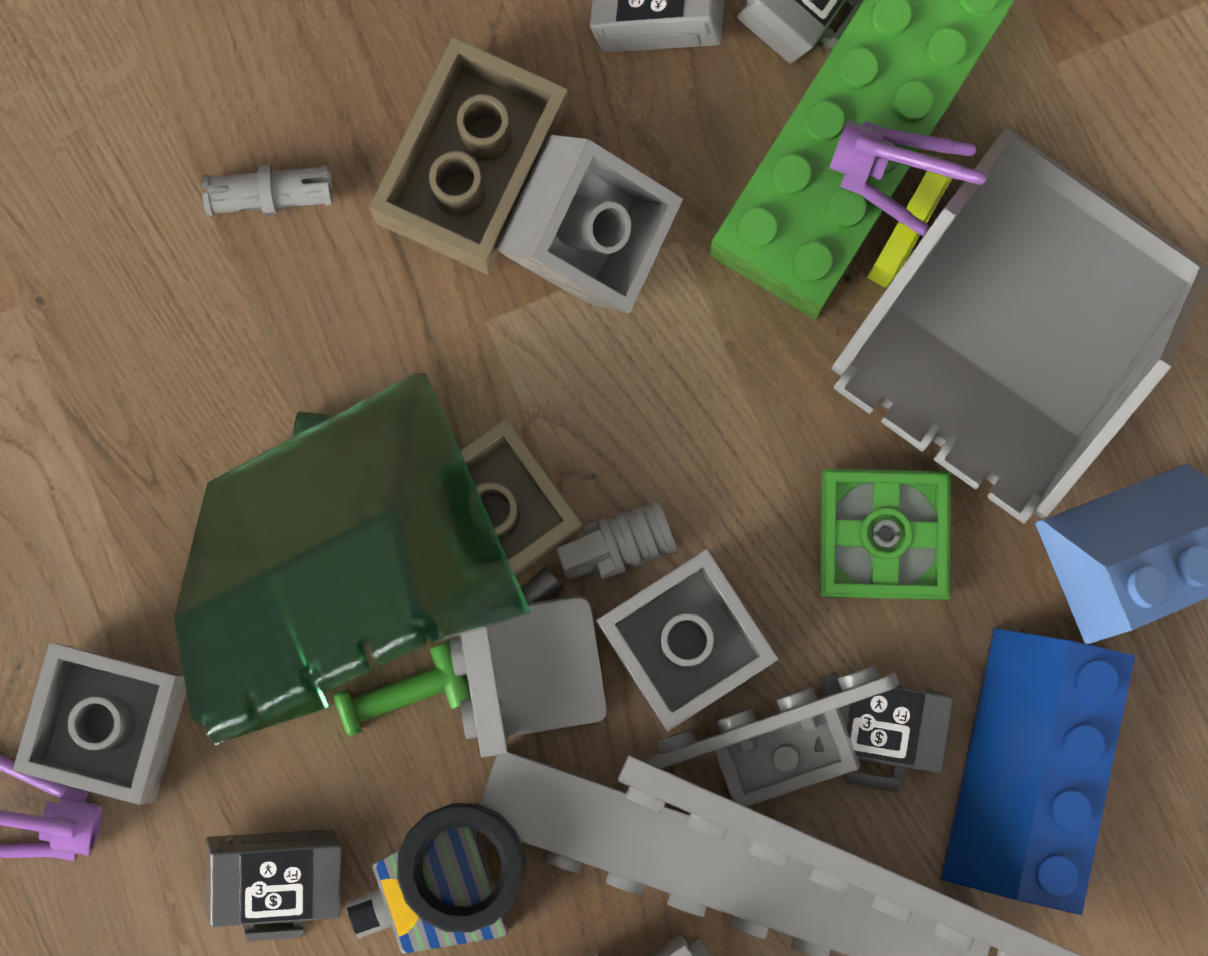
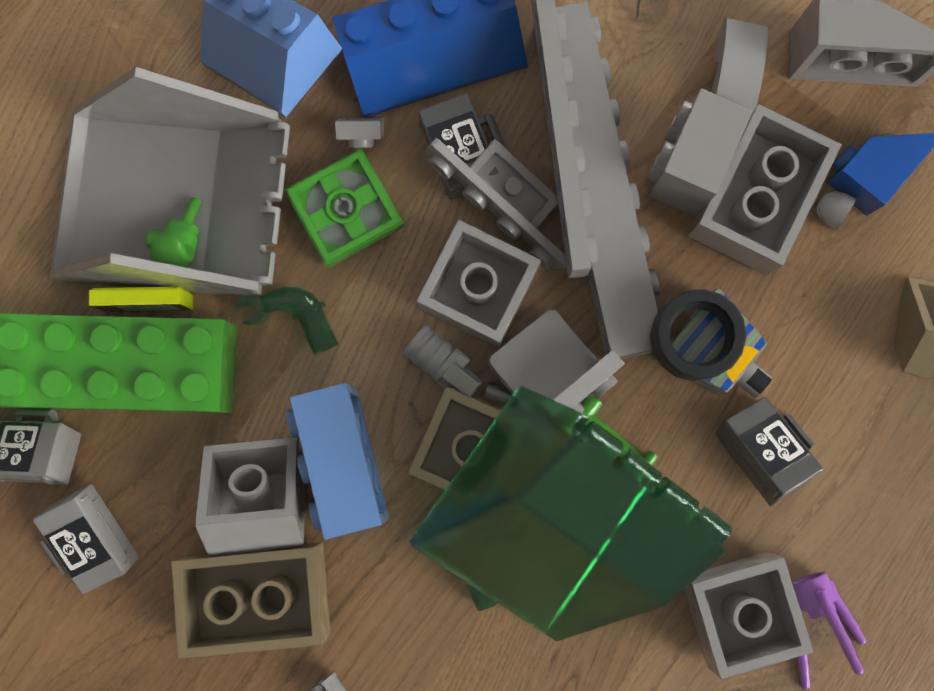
camera: 120 degrees left, 0 degrees up
(569, 346) = (337, 461): none -> medium blue brick
(787, 413) = (304, 308): none -> clear green piece
(869, 147) = (104, 344): medium lavender plant -> none
(957, 302) = (178, 240): none -> bright green piece
(973, 611) = (359, 131): none -> light grey plate

